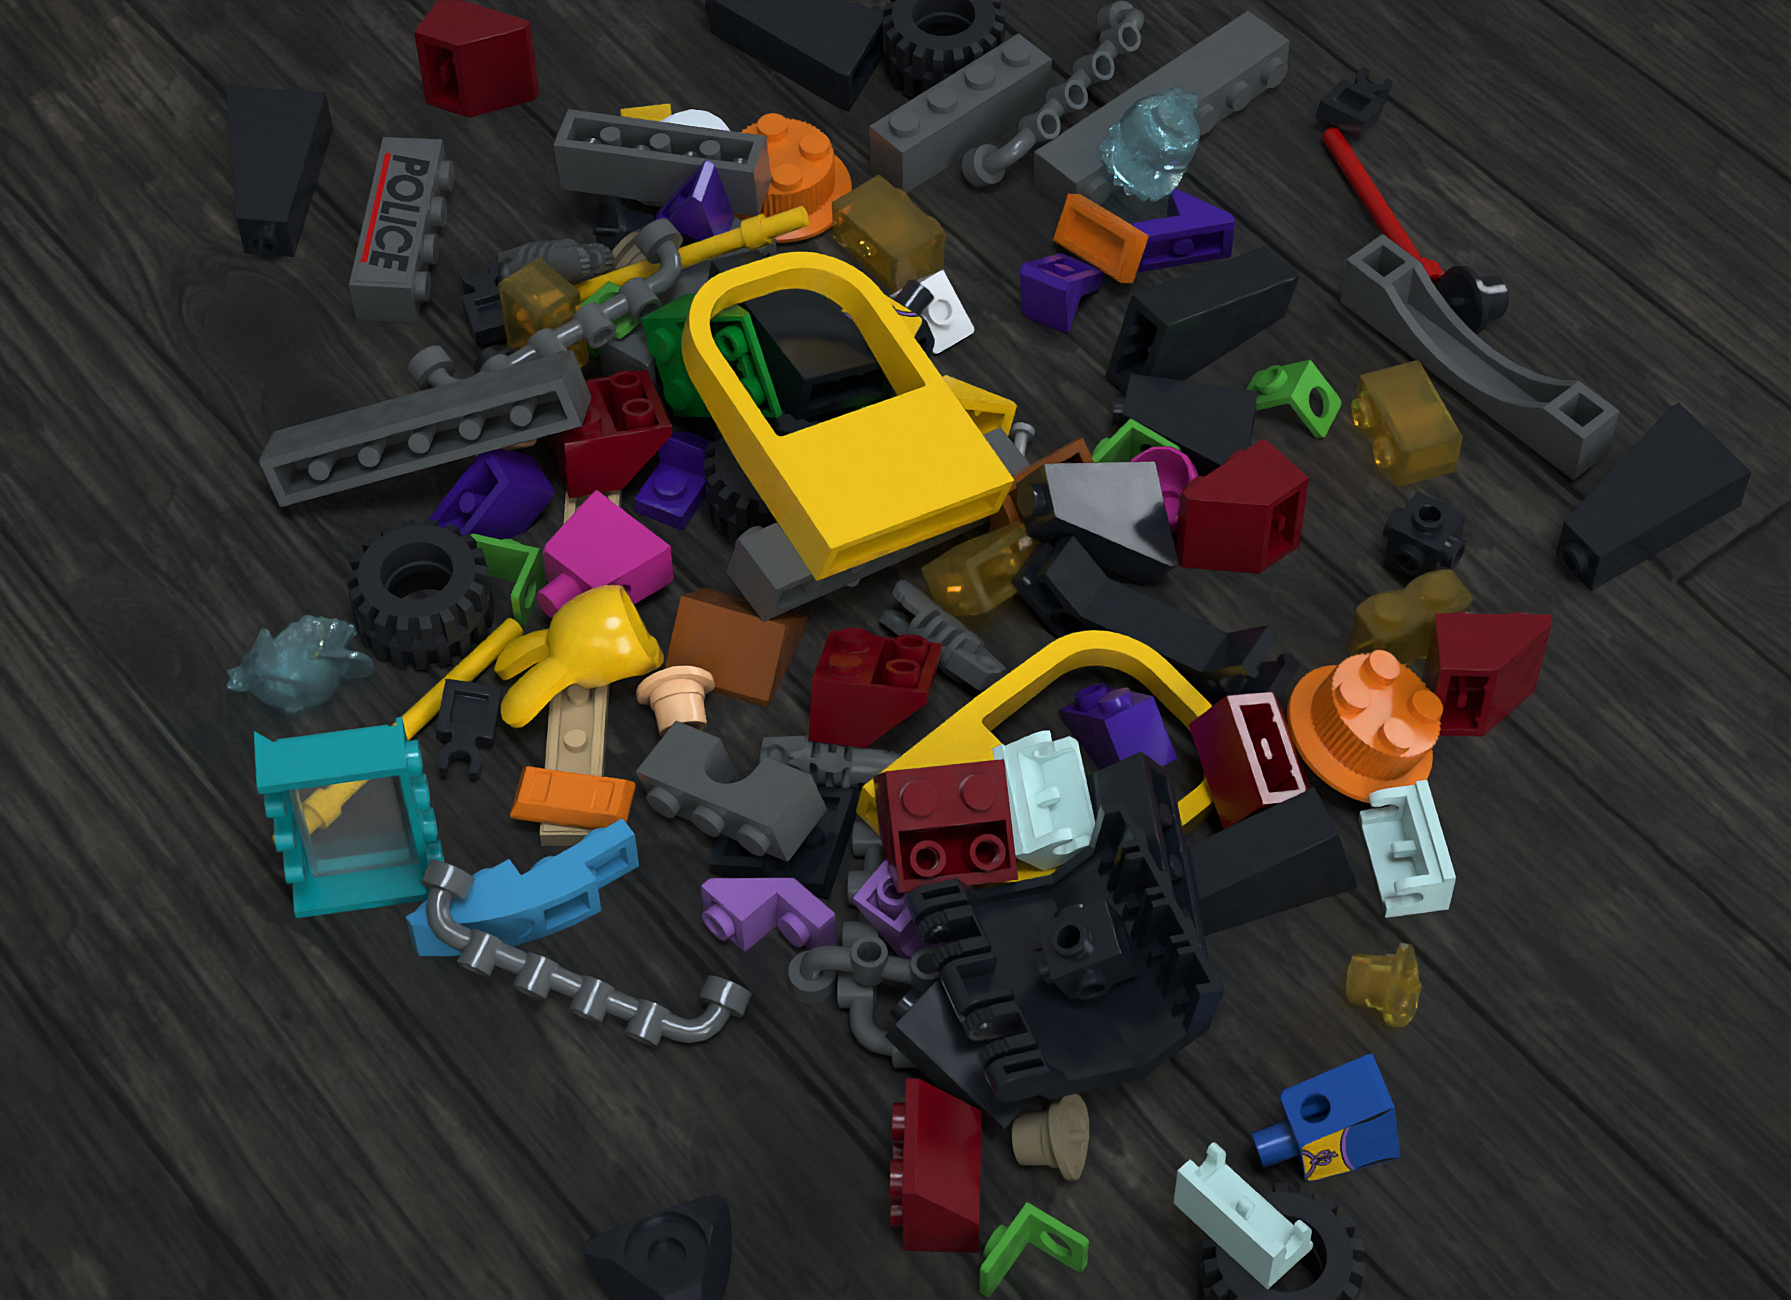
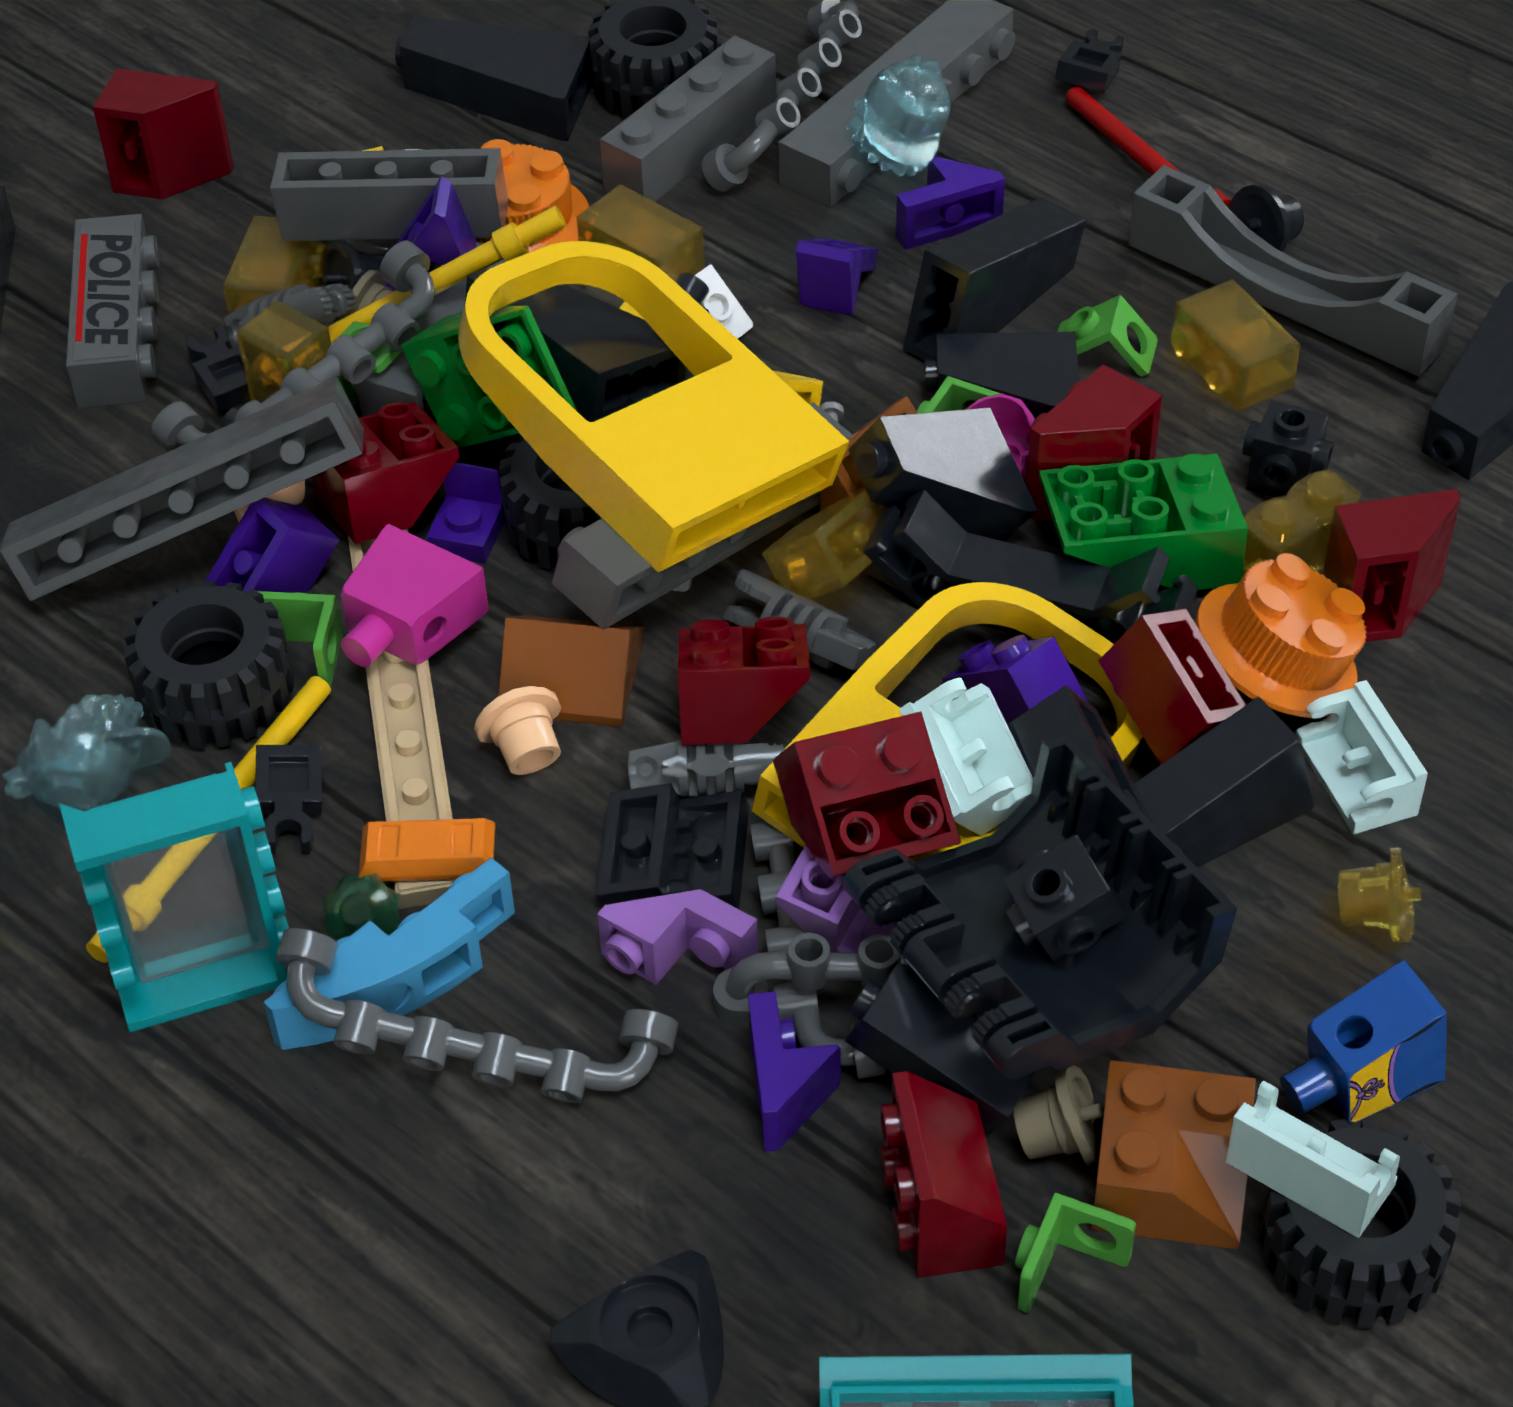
camera: 10 degrees left, 5 degrees down
(505, 839) = (358, 902): none -> clear green piece
(547, 211) = (270, 265): none -> clear yellow brick
(587, 645) = (409, 683): yellow piece -> none
(764, 812) = (650, 825): dark grey arch -> none
(831, 1060) = (787, 1078): none -> dark purple slope
(1100, 238) = (867, 215): orange tile -> none
(1128, 1182) = (1168, 1153): none -> dark orange slope
(1278, 580) = (1142, 504): none -> green slope

